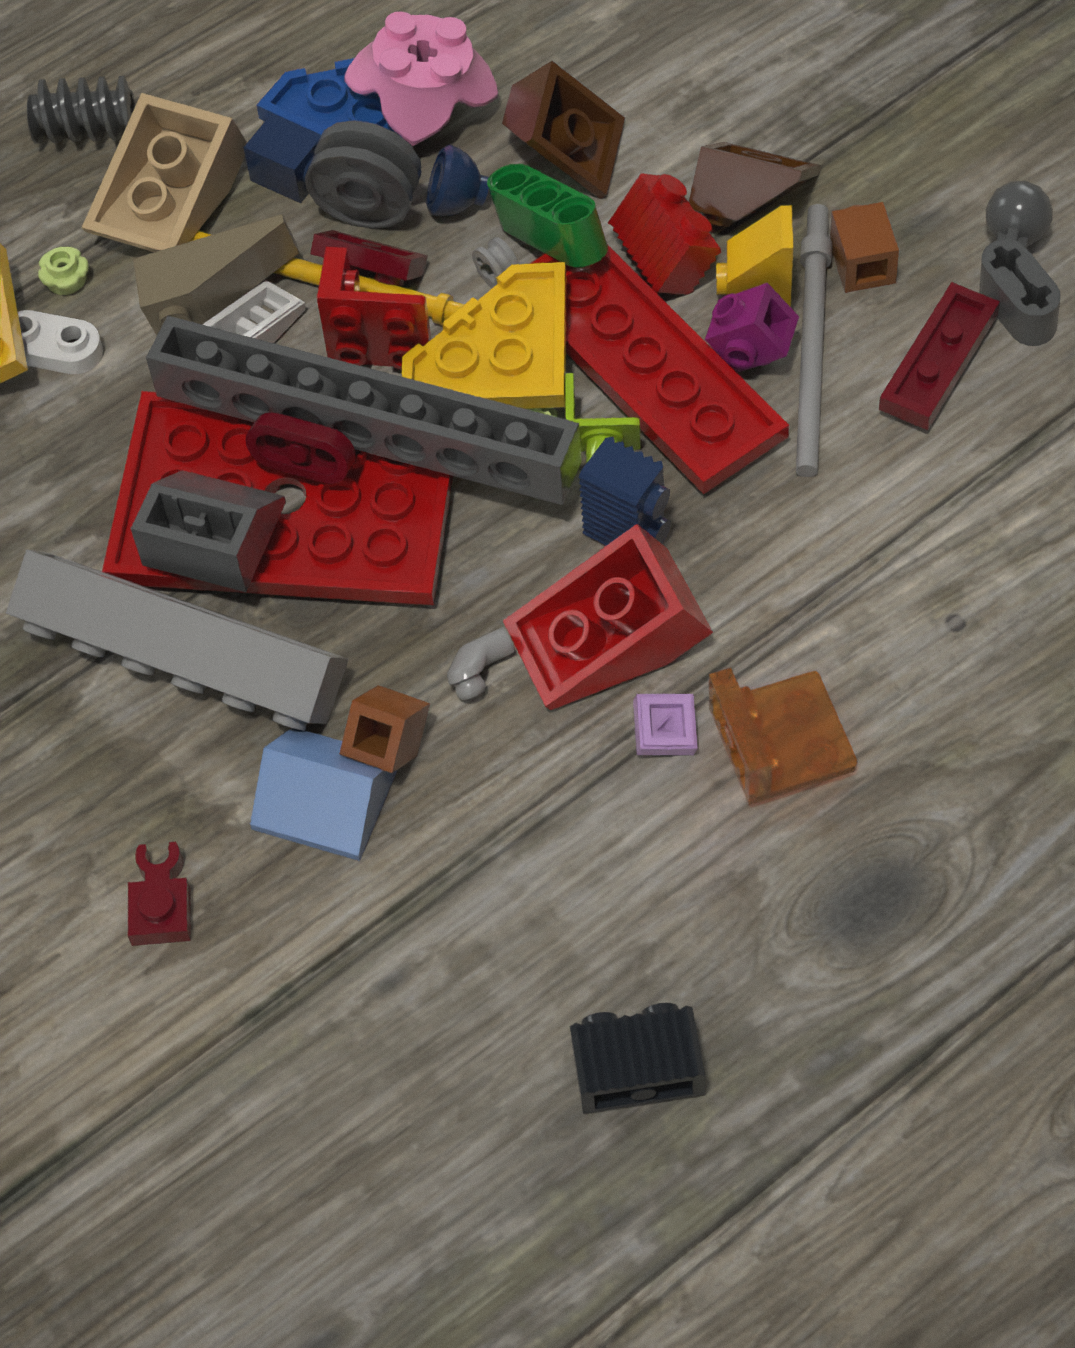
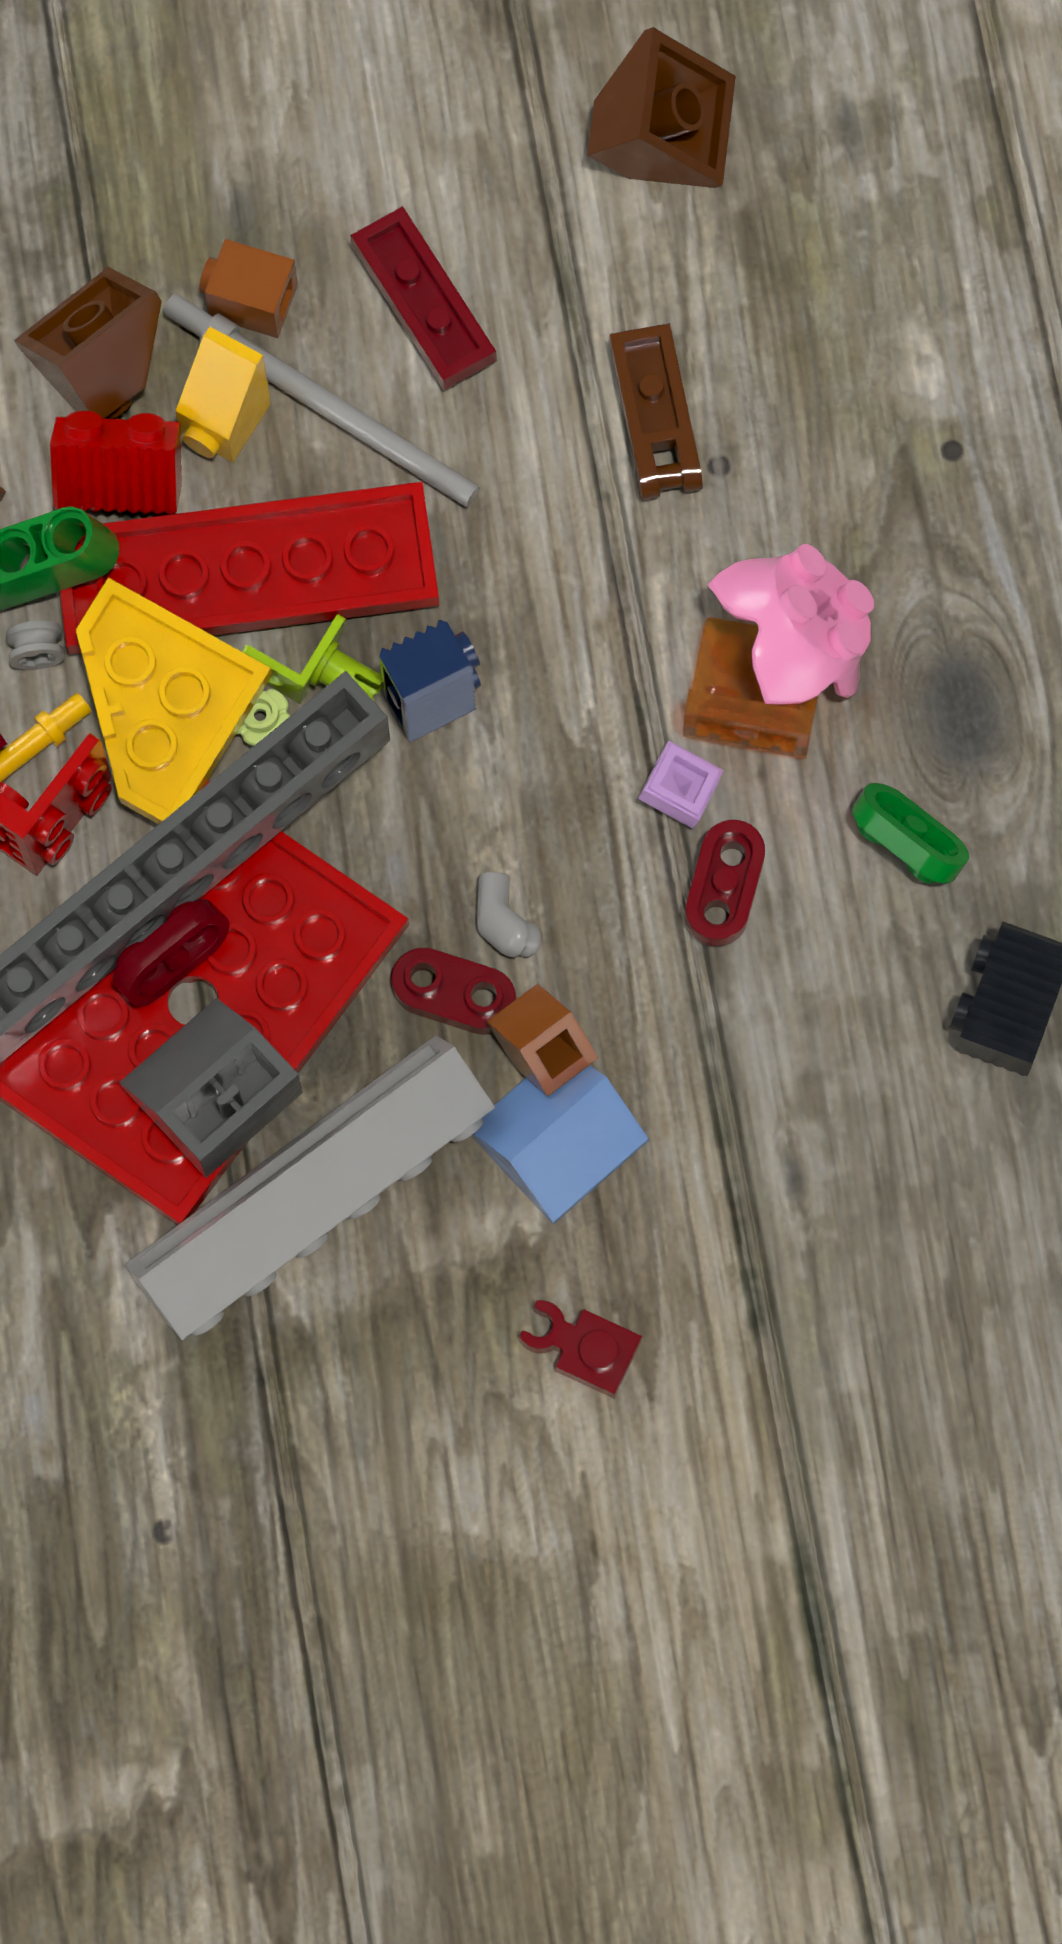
camera: 65 degrees left, 15 degrees up
(399, 654) = (451, 993): none -> dark red plate
(600, 794) = (725, 885): none -> dark red plate
(607, 621) = (539, 776): red slope -> none
(731, 907) = (910, 833): none -> green plate
(752, 328) = (290, 449): magenta brick -> none
(812, 725) = (807, 620): none -> bright pink brick
(963, 549) = (655, 409): none -> reddish brown plate
(1009, 273) = (315, 129): dark grey beam -> none

